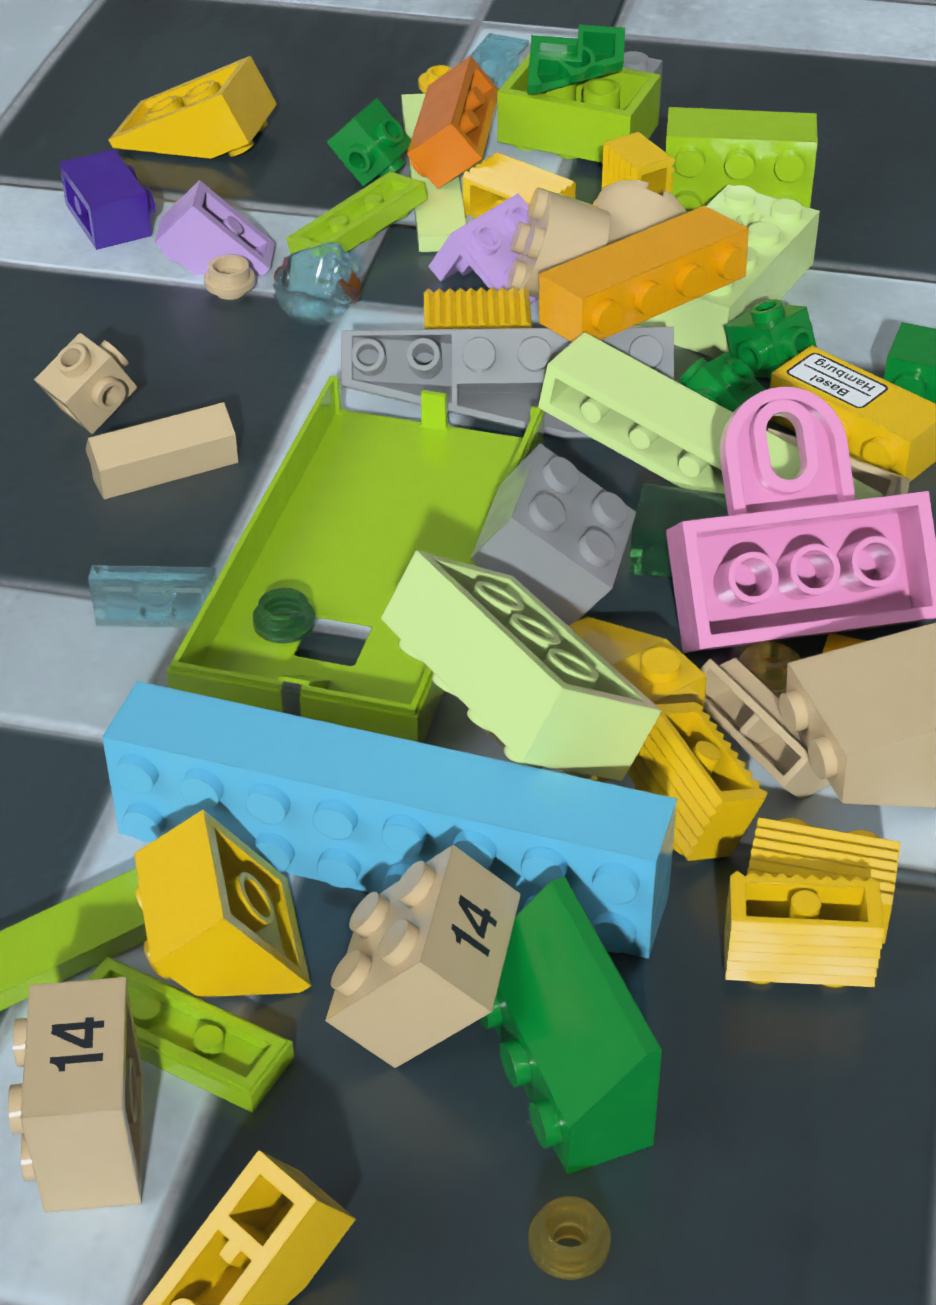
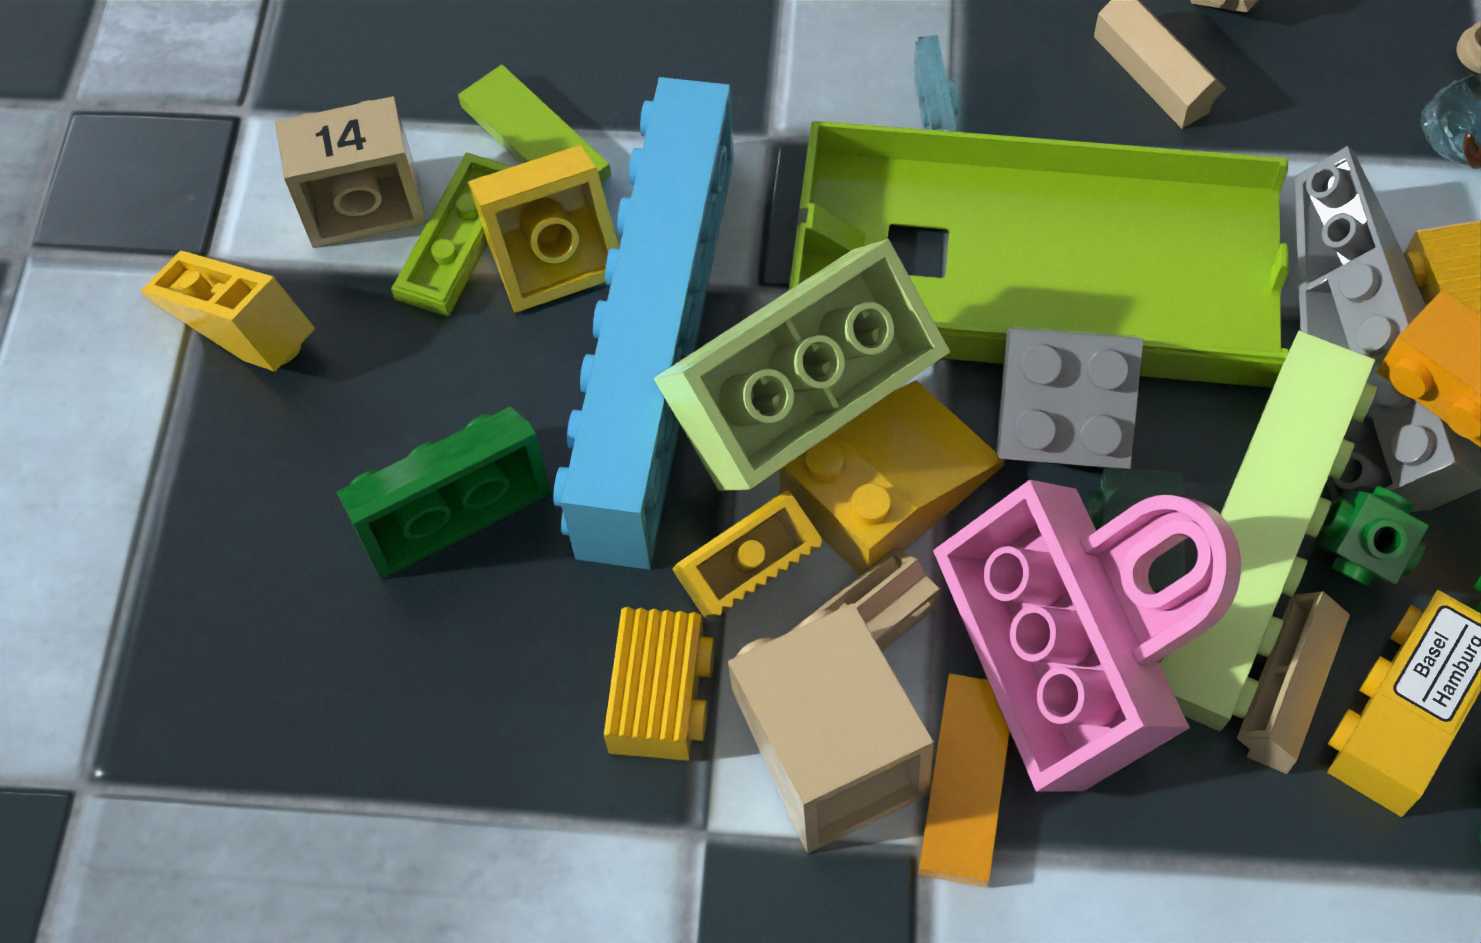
camera: 85 degrees right, 20 degrees up
(283, 616) = (930, 187): clear green plate -> none
(423, 957) = (490, 361): tan brick -> none
(569, 1219) = (272, 506): clear yellow plate -> none
(769, 664) = (941, 645): clear yellow plate -> none
(803, 930) = (569, 660): yellow brick -> none

